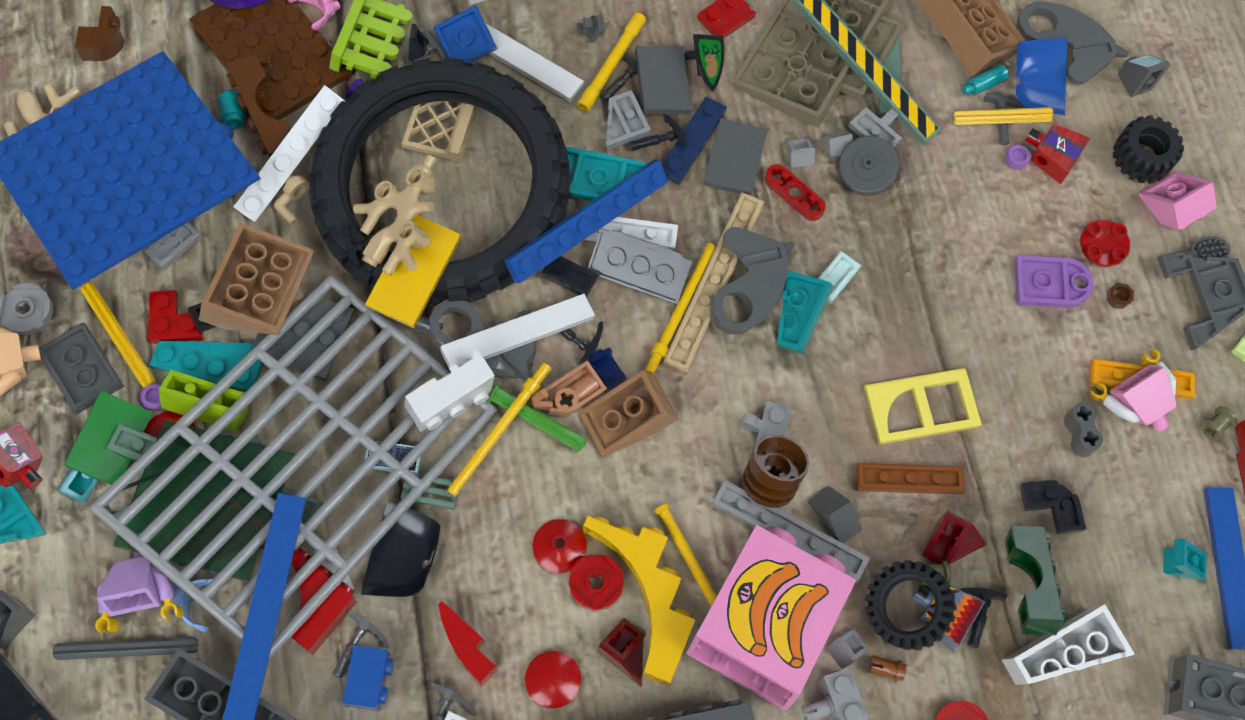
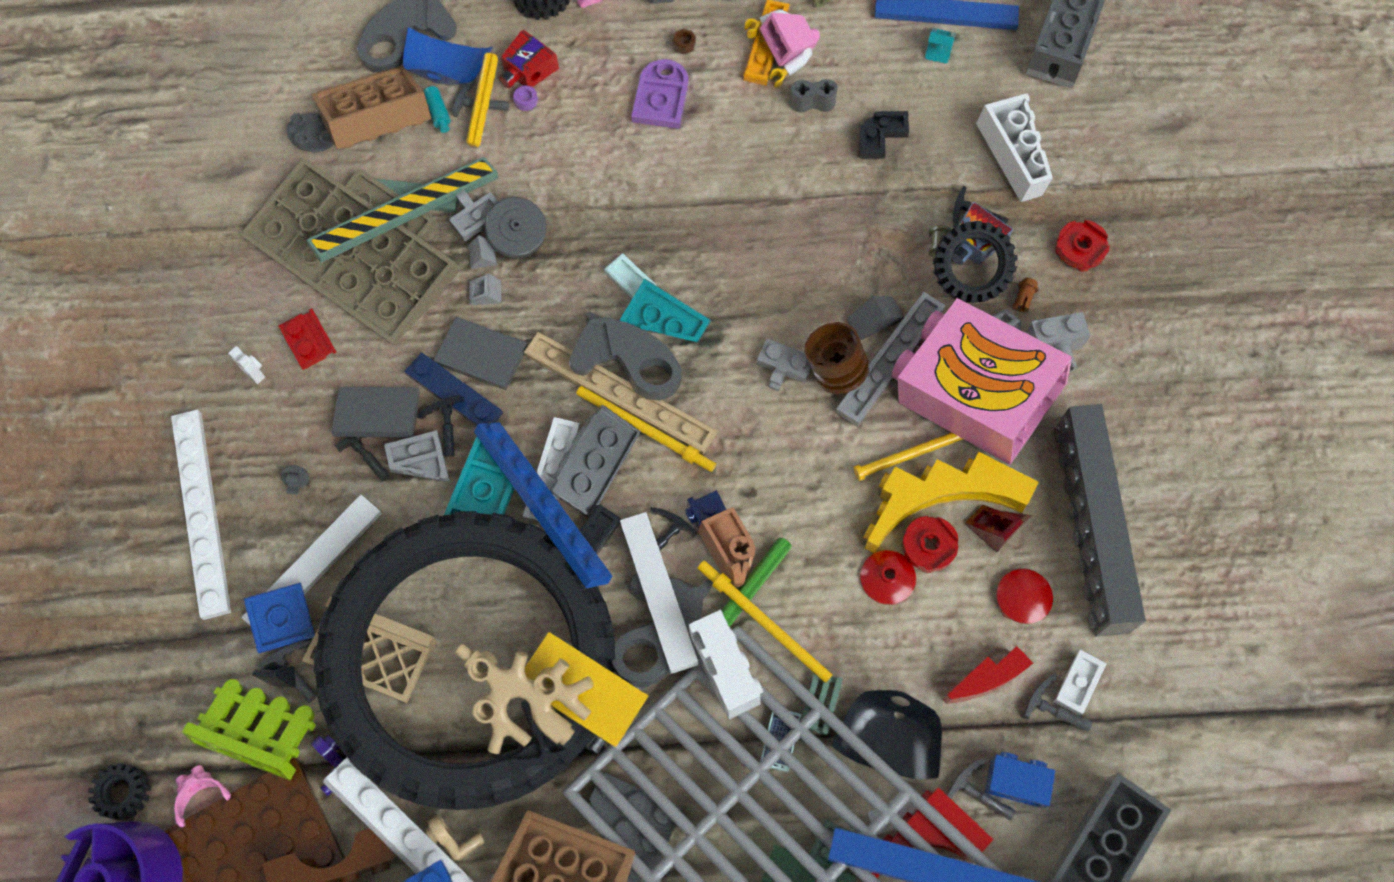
camera: 75 degrees left, 0 degrees up
(628, 413) = (759, 491): medium nougat slope -> none
(630, 32) = (374, 486): yellow piece -> none
(709, 58) = (360, 363): shield -> none
(794, 182) = (533, 291): red beam -> none
(882, 394) = (758, 257): light yellow window -> none
(909, 478) = (845, 248): dark orange tile -> none
(952, 539) = (907, 224): dark red slope -> none
(1041, 609) = (928, 157): arch -> none
(1105, 243) = (629, 42): red dish -> none

